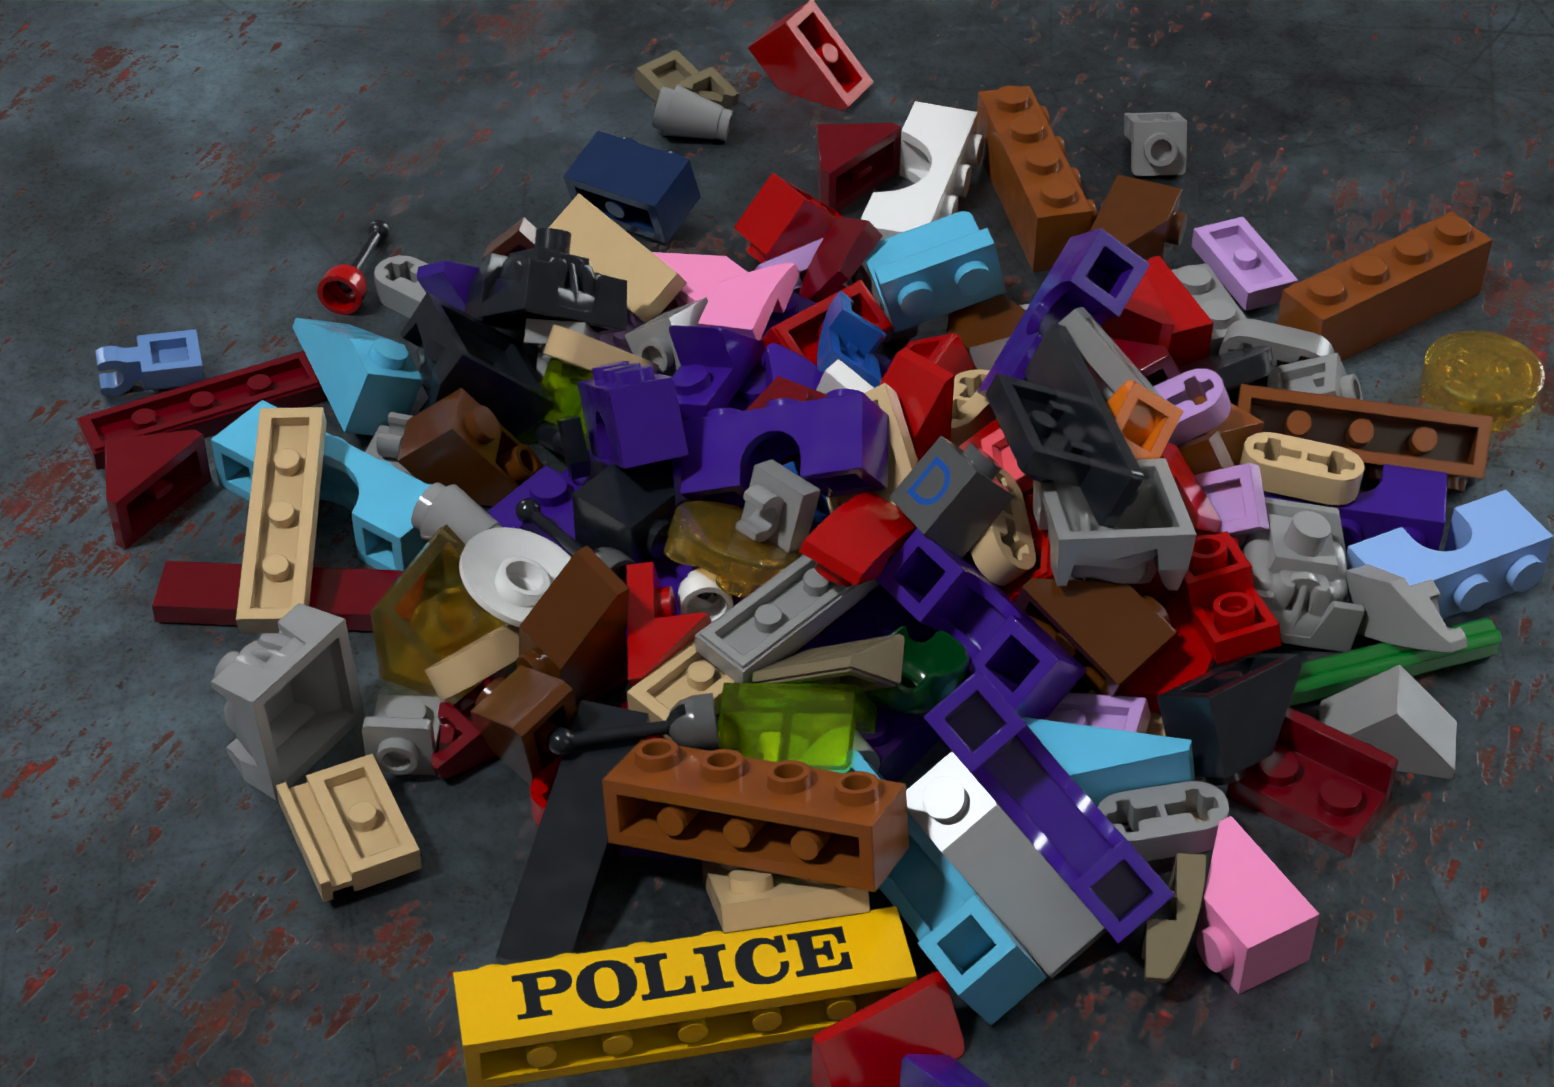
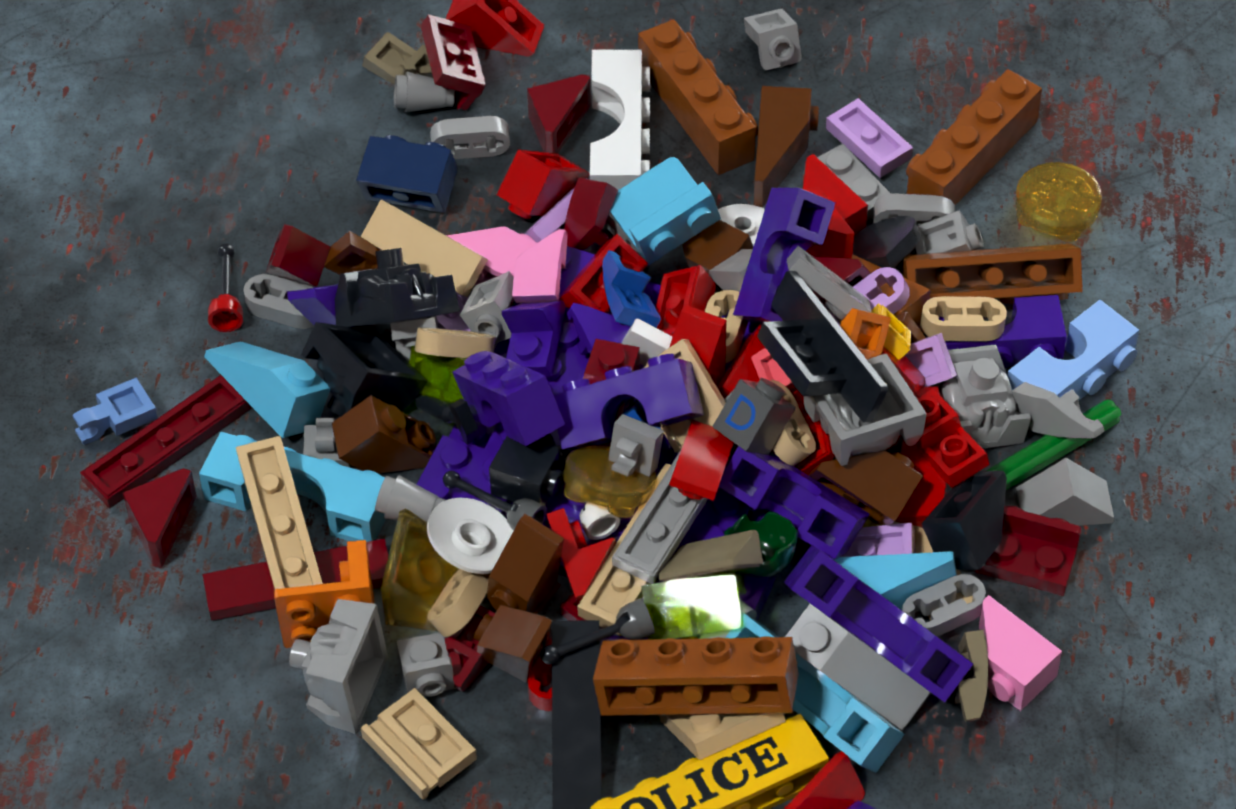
camera: 15 degrees left, 10 degrees up
(344, 589) = (309, 607): none -> orange bracket
(448, 230) = (297, 256): none -> dark red slope
(730, 166) = (470, 136): none -> light grey beam
(740, 83) = (453, 58): none -> dark red bracket
(1189, 448) = (898, 335): none -> yellow tile

